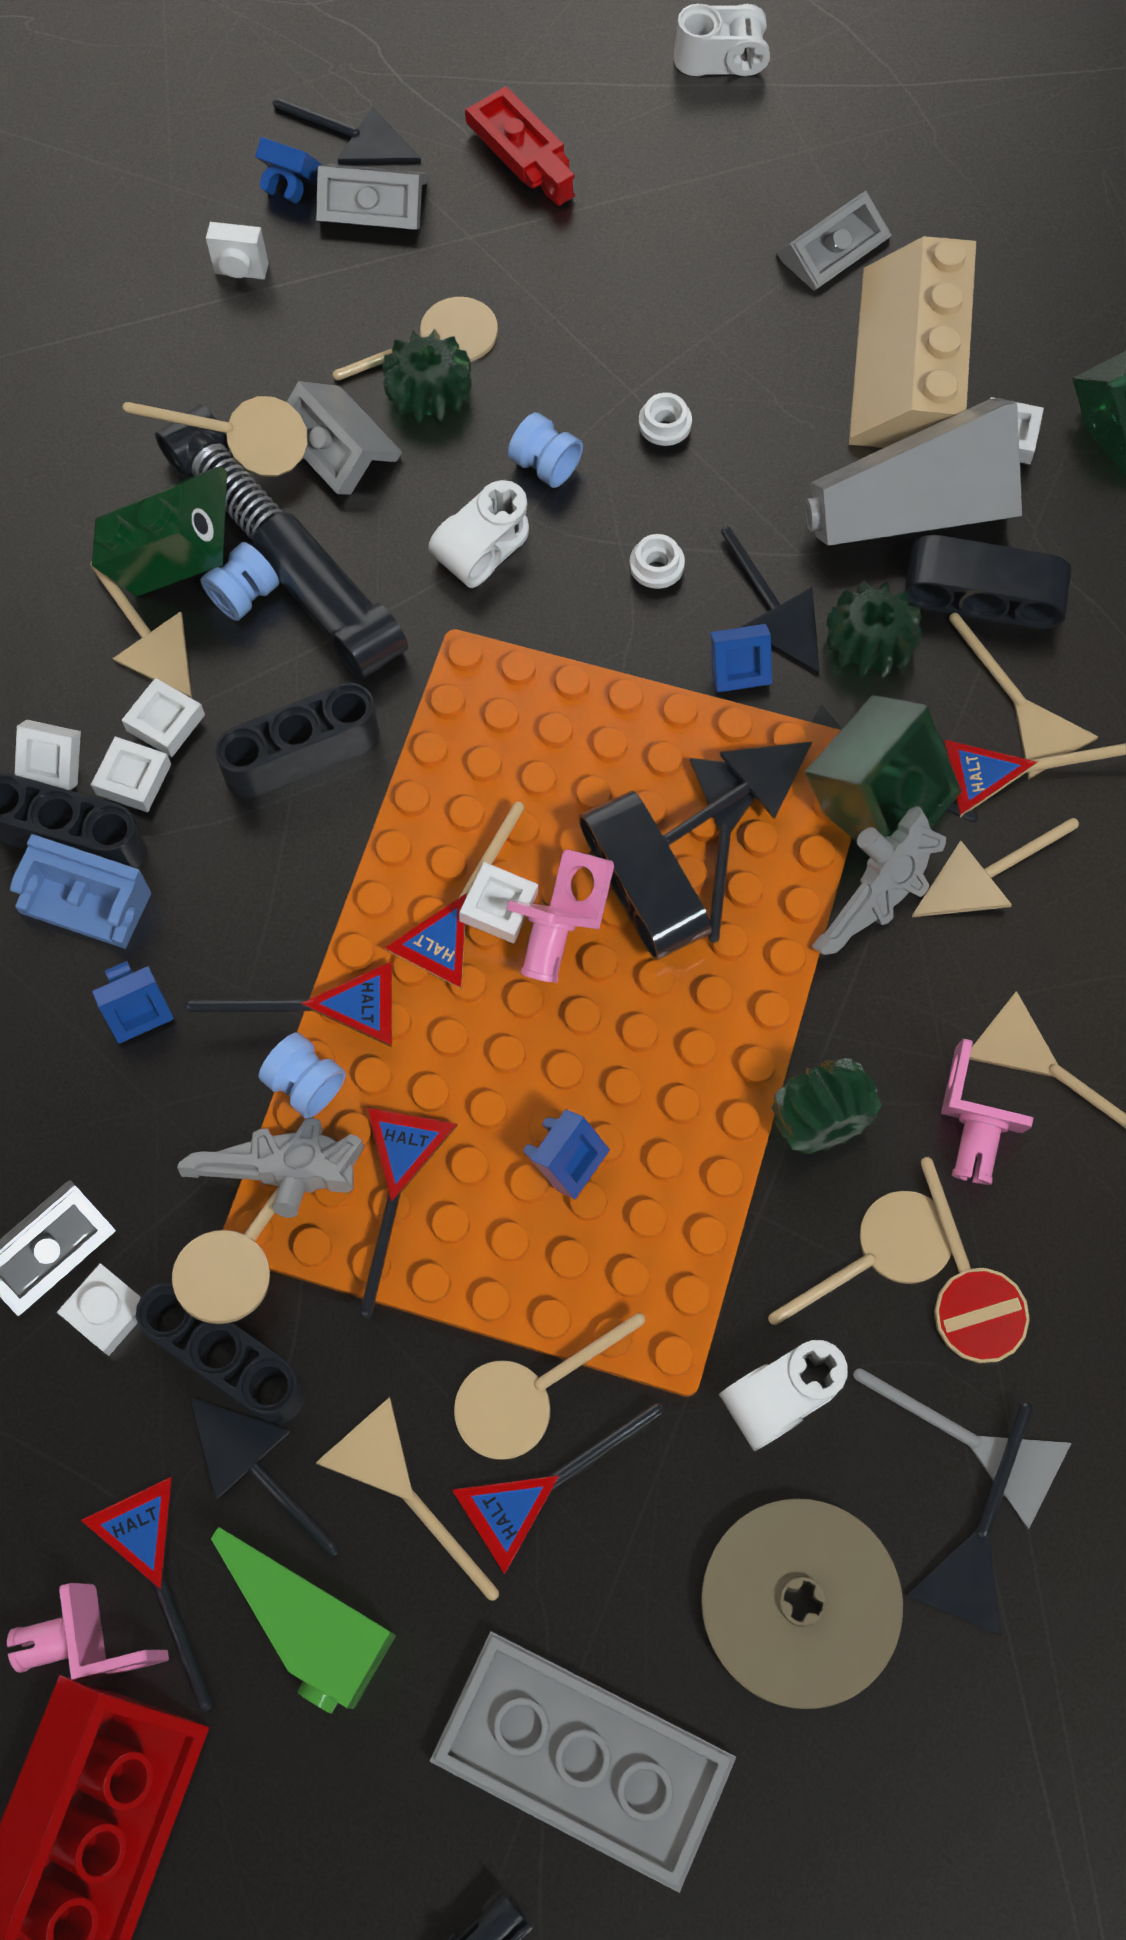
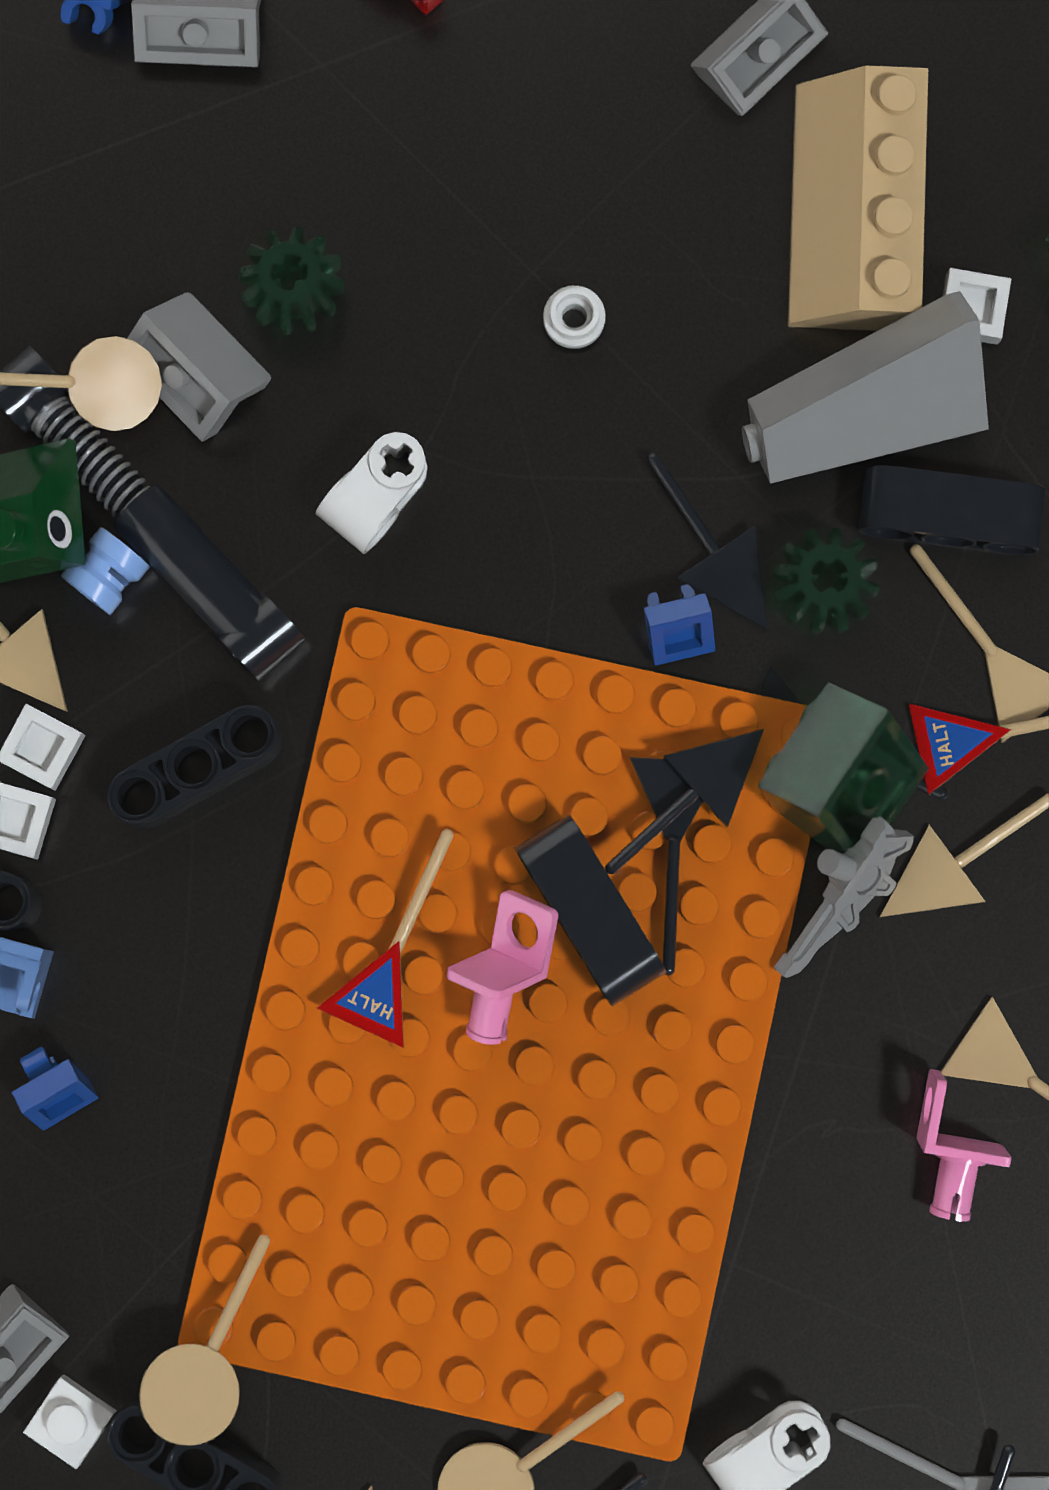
camera: 10 degrees left, 15 degrees up
(237, 250) = (45, 120): white plate -> none
(290, 1161) = (249, 1259): light grey piece -> none
(302, 1075) = (244, 1166): light blue wheel -> none
(357, 1004) = (295, 1075): piece -> none
(404, 1148) = (360, 1231): piece -> none
(461, 317) = (315, 194): tan piece -> none
(489, 898) = (431, 950): white plate -> none
(542, 448) = (433, 369): light blue wheel -> none
(568, 1153) = (533, 1233): blue tile -> none
(657, 549) = (582, 488): white plate -> none
(826, 1105) = (797, 1158): clear green gear -> none
(898, 1240) = (880, 1278): tan piece -> none
(979, 1309) = (962, 1348): piece -> none

